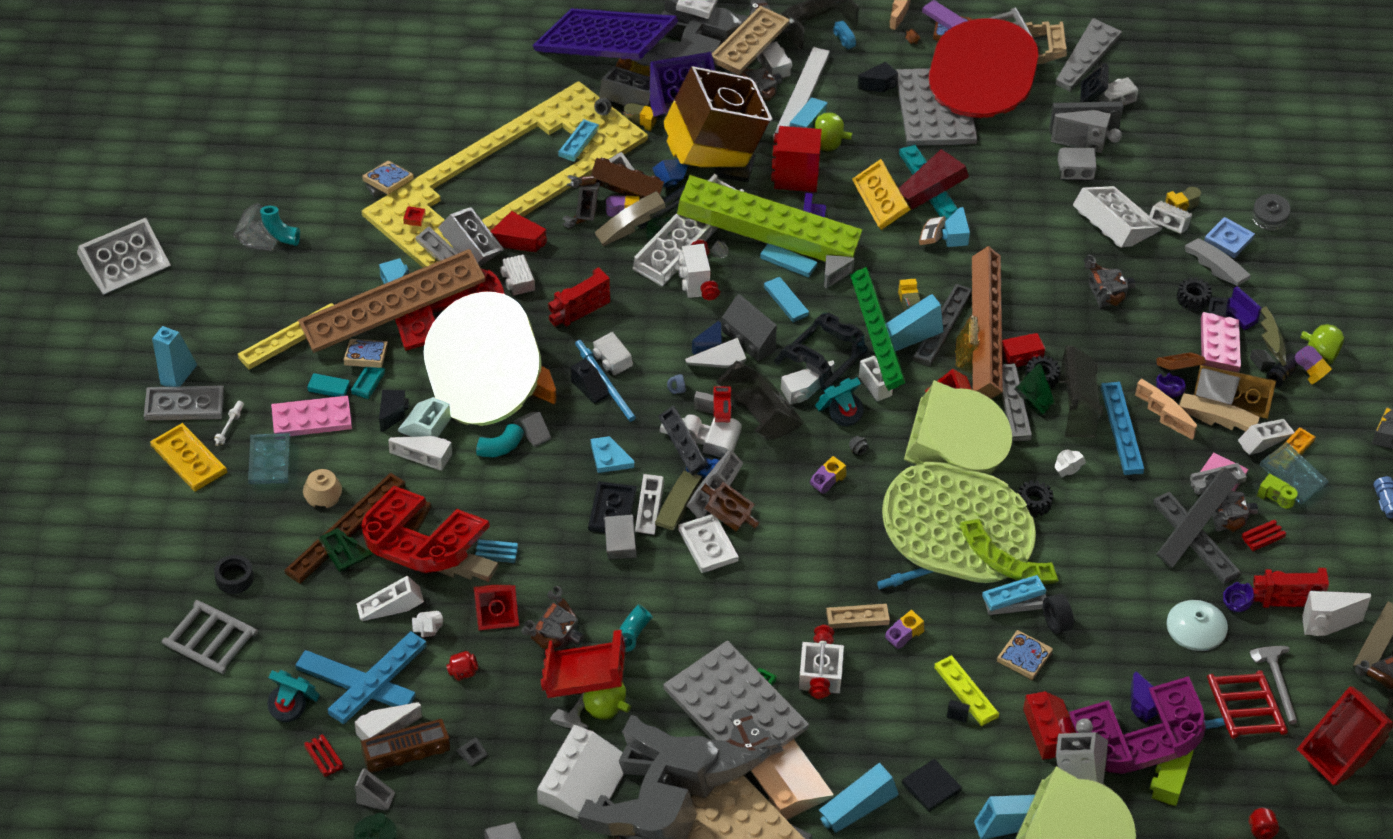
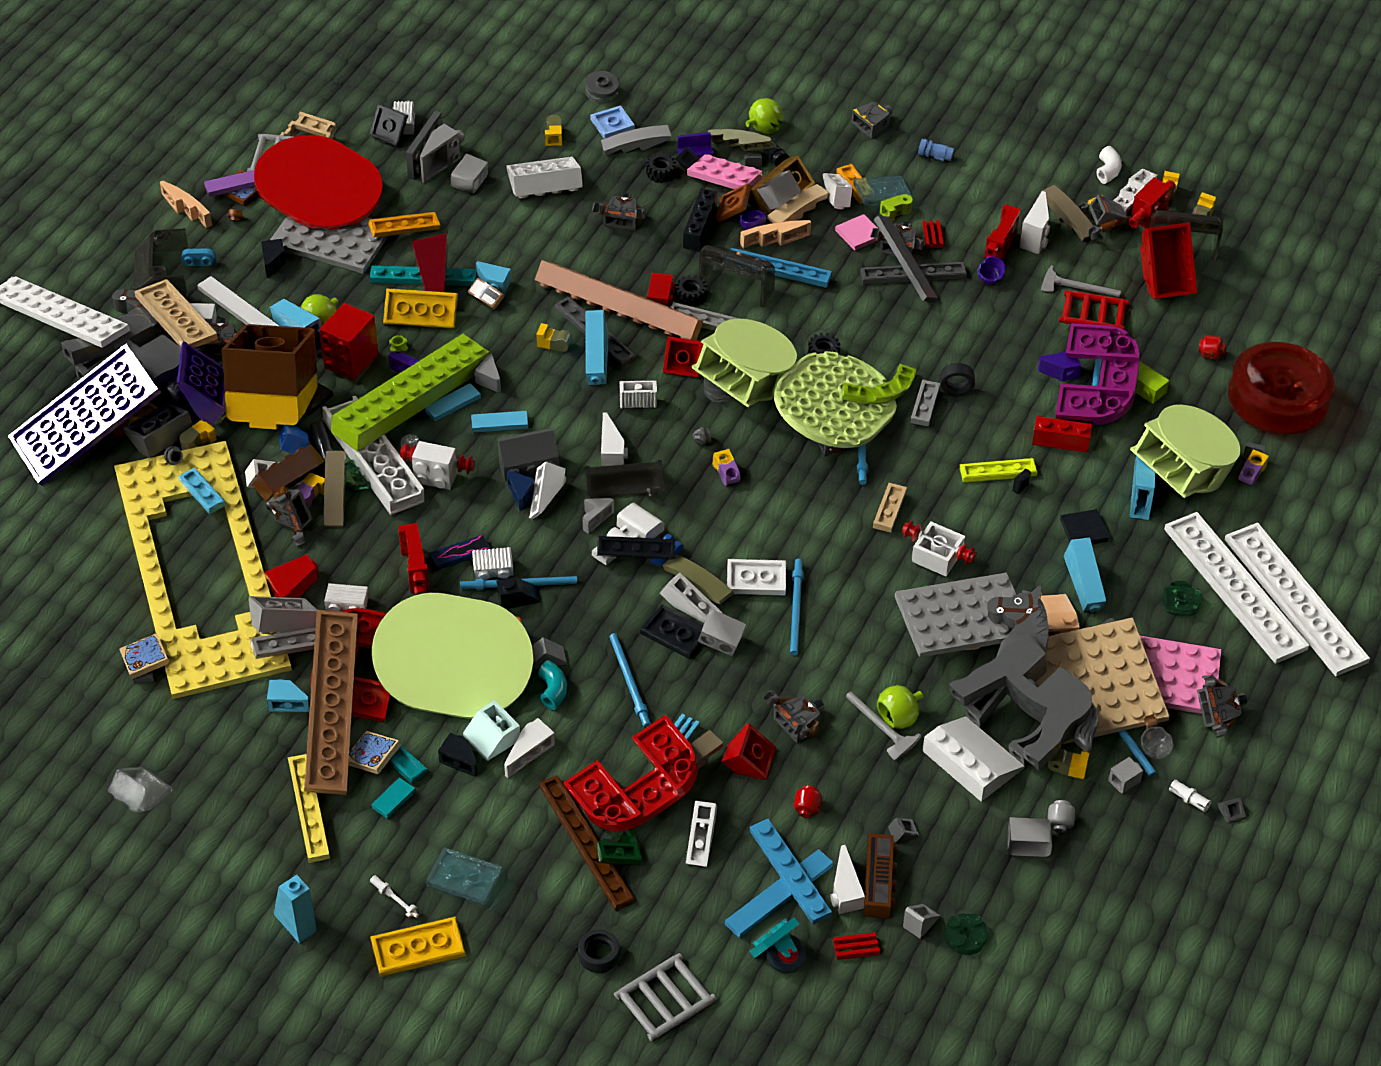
camera: 65 degrees left, 0 degrees up
(123, 256) = (99, 920): white slope -> none
(184, 403) = (340, 929): light grey tile -> none
(276, 227) = (157, 768): teal cylinder -> none
(312, 416) = (425, 825): bright pink plate -> none
(322, 488) = (530, 843): tan cone -> none
(414, 216) = (220, 649): red plate -> none
(427, 623) = (744, 811): white piece -> none
(508, 513) = (640, 708): none -> dark azure bar
(584, 668) = (869, 702): red panel -> none
(608, 323) = (457, 552): none -> tile
(609, 455) = (611, 612): medium azure wing -> none
(634, 625) = (827, 665): teal cylinder -> none
(680, 384) = (559, 530): sand blue tile -> none
(722, 404) = (617, 503): red leg -> none
(723, 471) = (692, 545): light grey slope -> none
(728, 574) = (797, 577): none -> dark azure bar
(729, 506) = (728, 544): reddish brown plate -> none
(816, 361) = (585, 428): black piece -> none
(833, 198) = (398, 344): none -> lime plate
(843, 405) = (651, 425): plate -> none
(877, 329) = (588, 367): green plate -> none
(905, 629) = (921, 481): leg -> none
(967, 341) = (635, 319): clear yellow plate -> none
(977, 144) = (404, 224): none -> light orange plate
(1014, 593) = (921, 398): medium azure tile -> none
(1024, 655) = (980, 420): tile -> none
(1035, 390) = (712, 299): dark green wing -> none
(1069, 462) = (798, 312): white piece -> none
(1088, 761) = (1122, 425): light grey slope -> none
(1090, 49) = (331, 108): light grey wing -> none
(1141, 345) = (700, 219): none -> black brick
(1170, 217) = (570, 144): white brick -> none
(1196, 632) = (1000, 309): light aqua dish -> none
(1198, 479) = (865, 227): light grey hinge -> none
(1312, 363) = (782, 131): leg -> none

